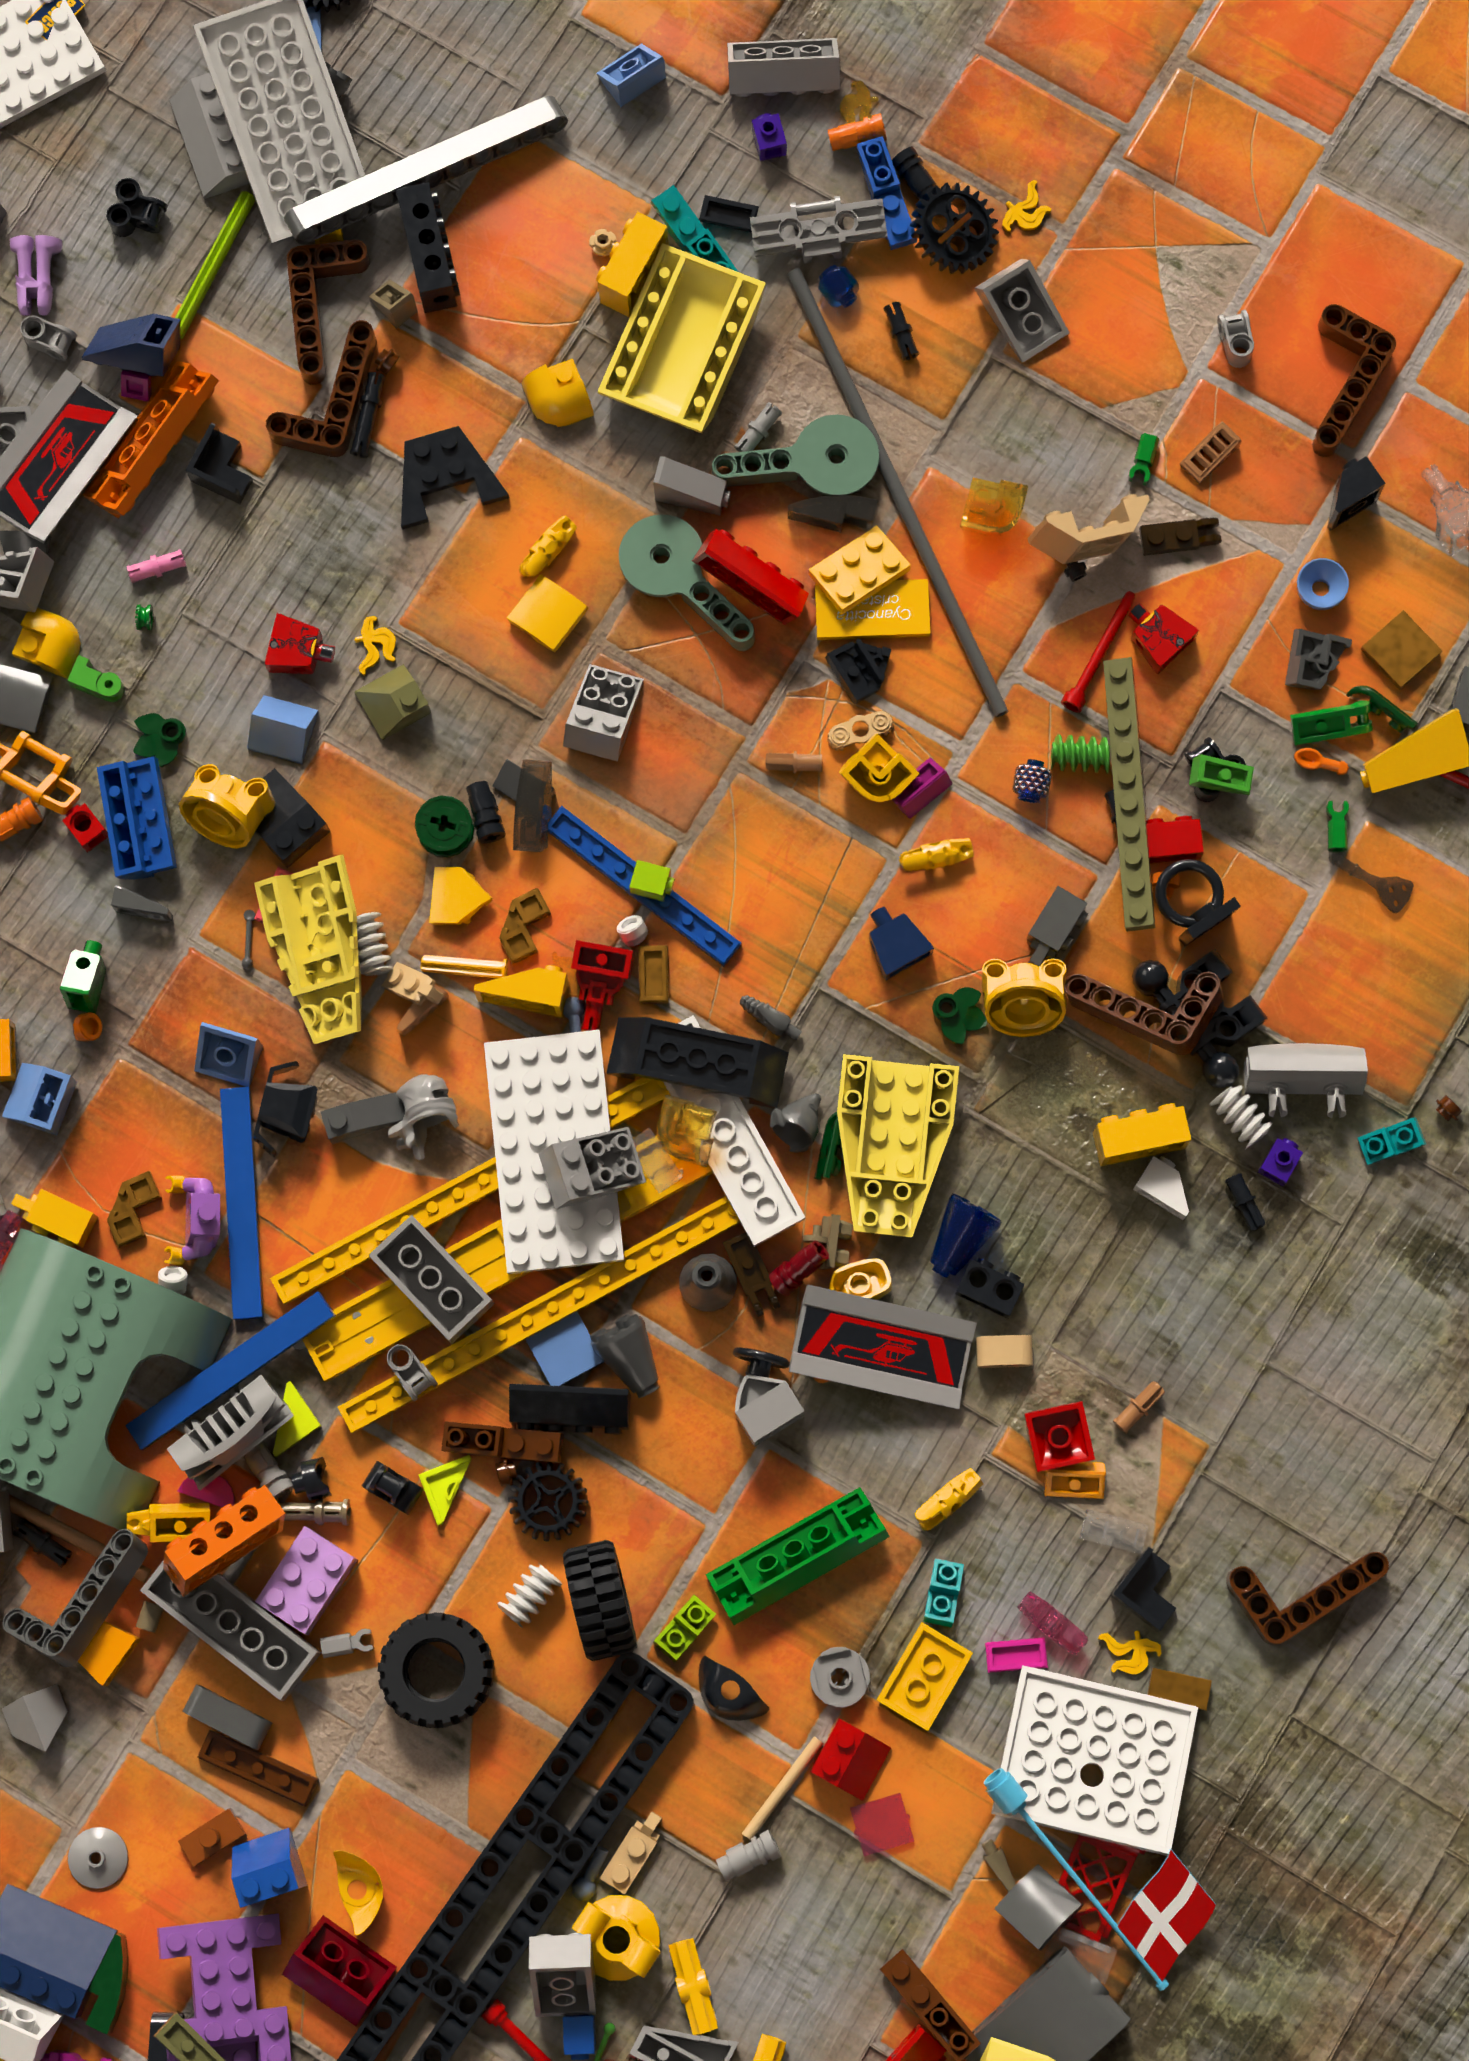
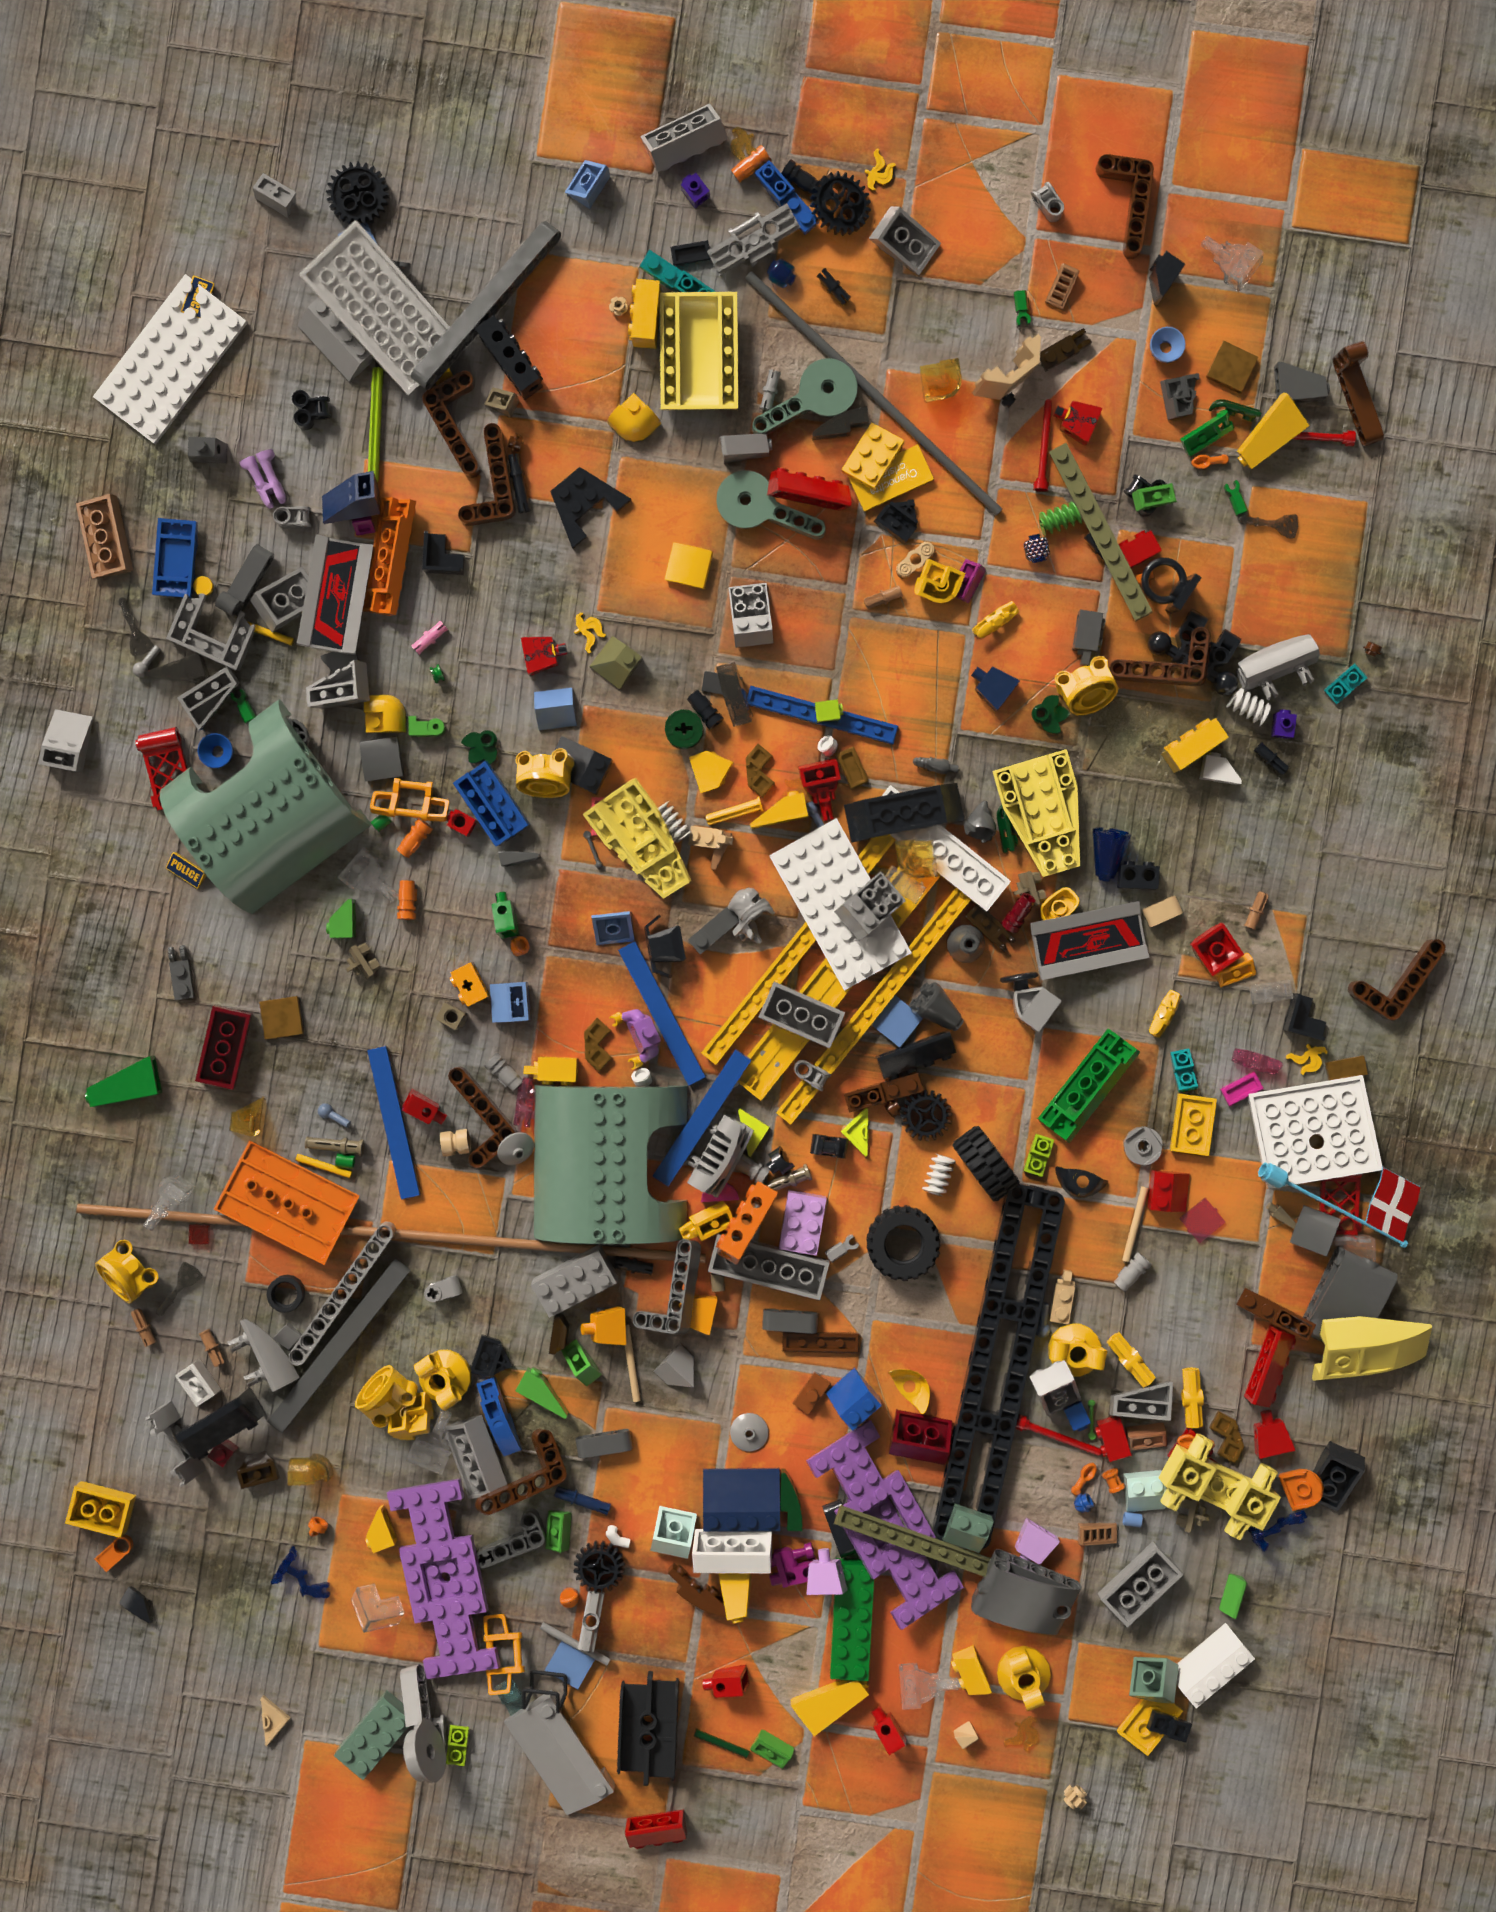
camera: 25 degrees left, 10 degrees up
(547, 547) = (670, 523): yellow hinge -> none

